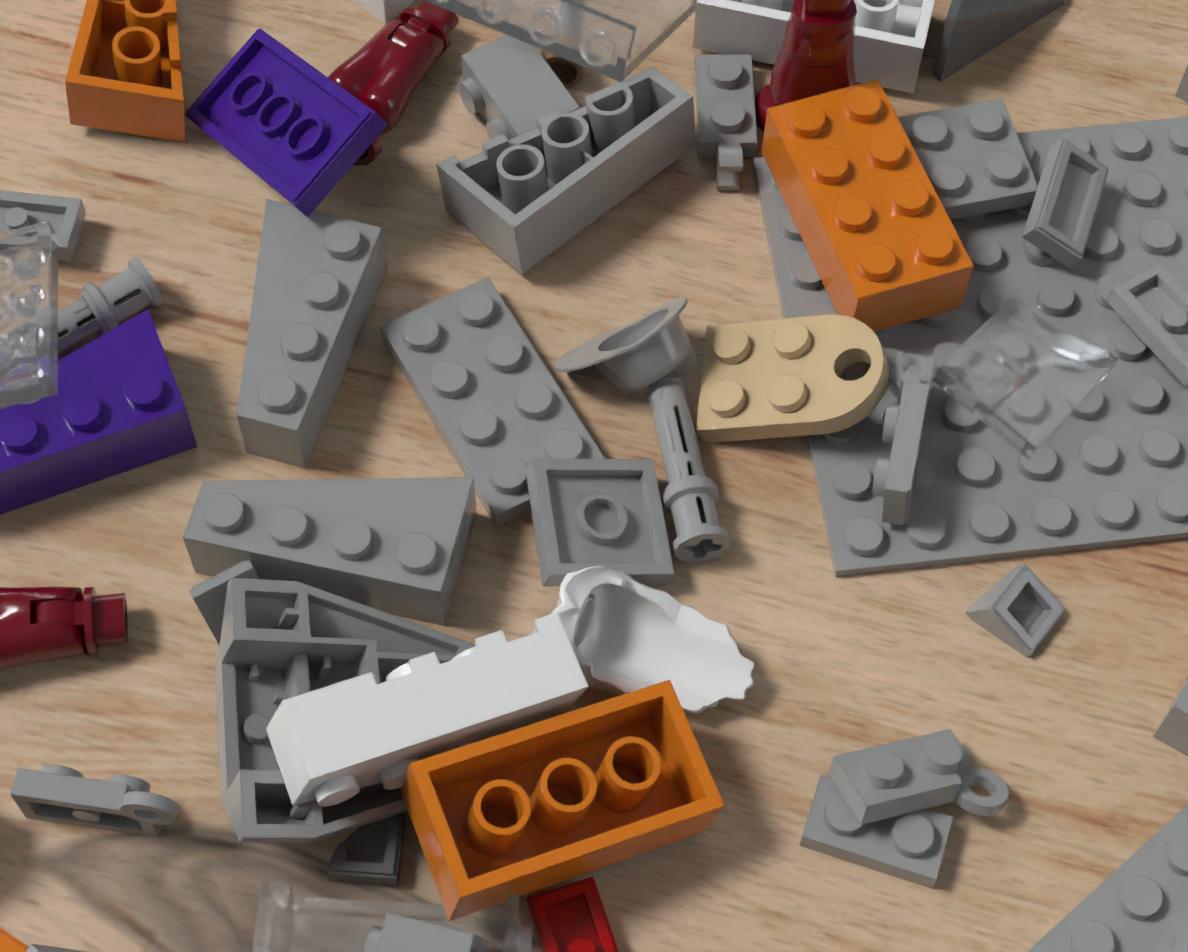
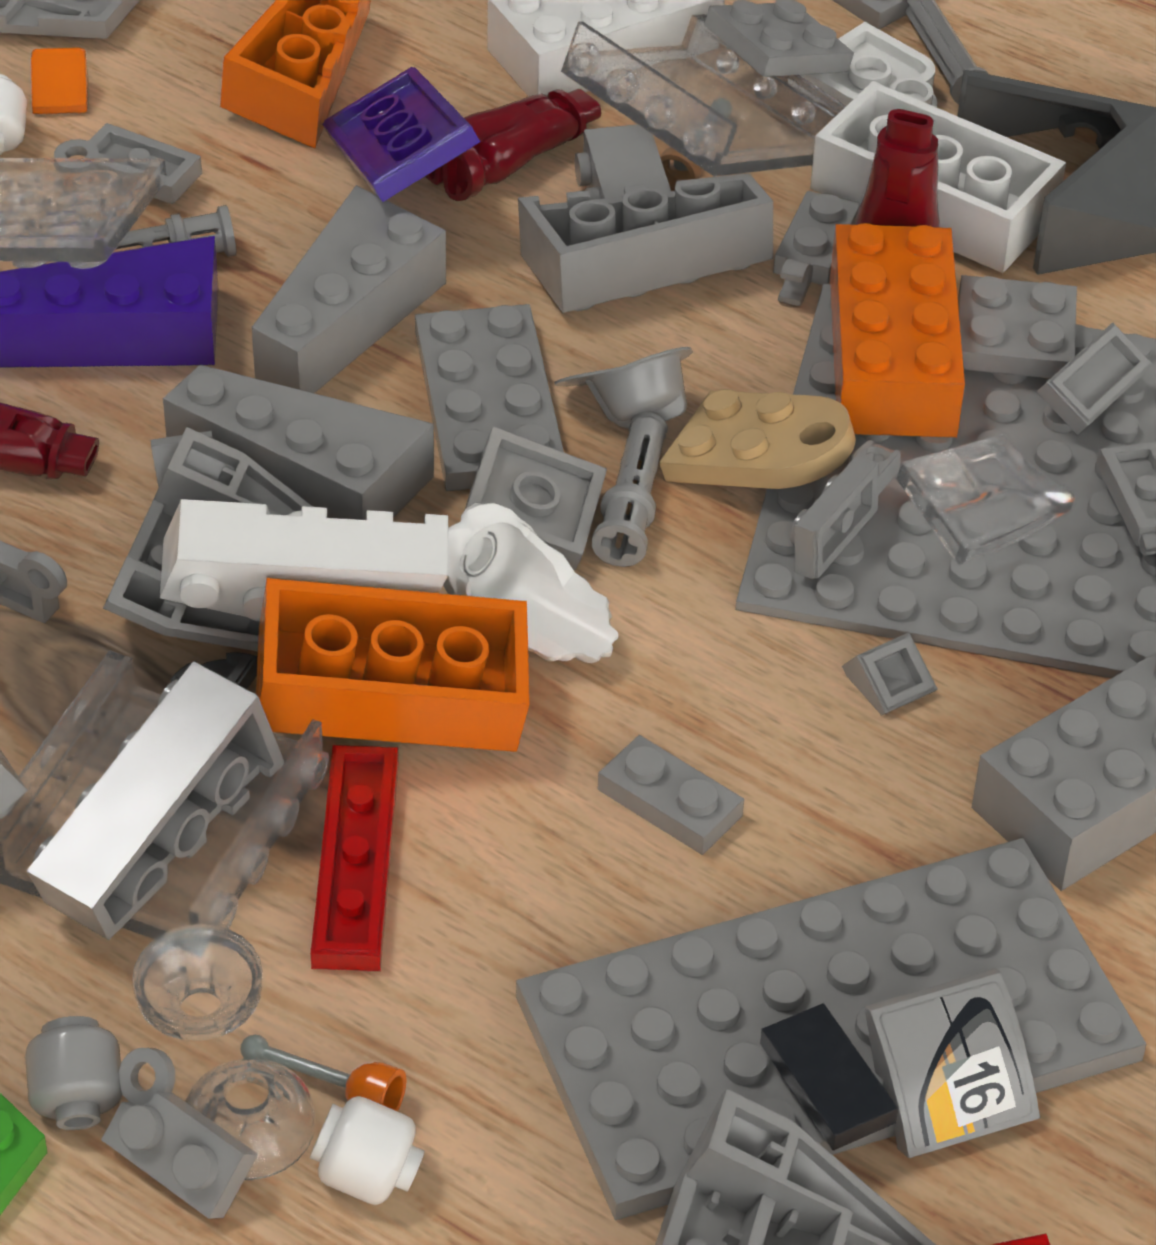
camera: 20 degrees right, 15 degrees down
(915, 777) = (722, 754): light grey hinge -> none

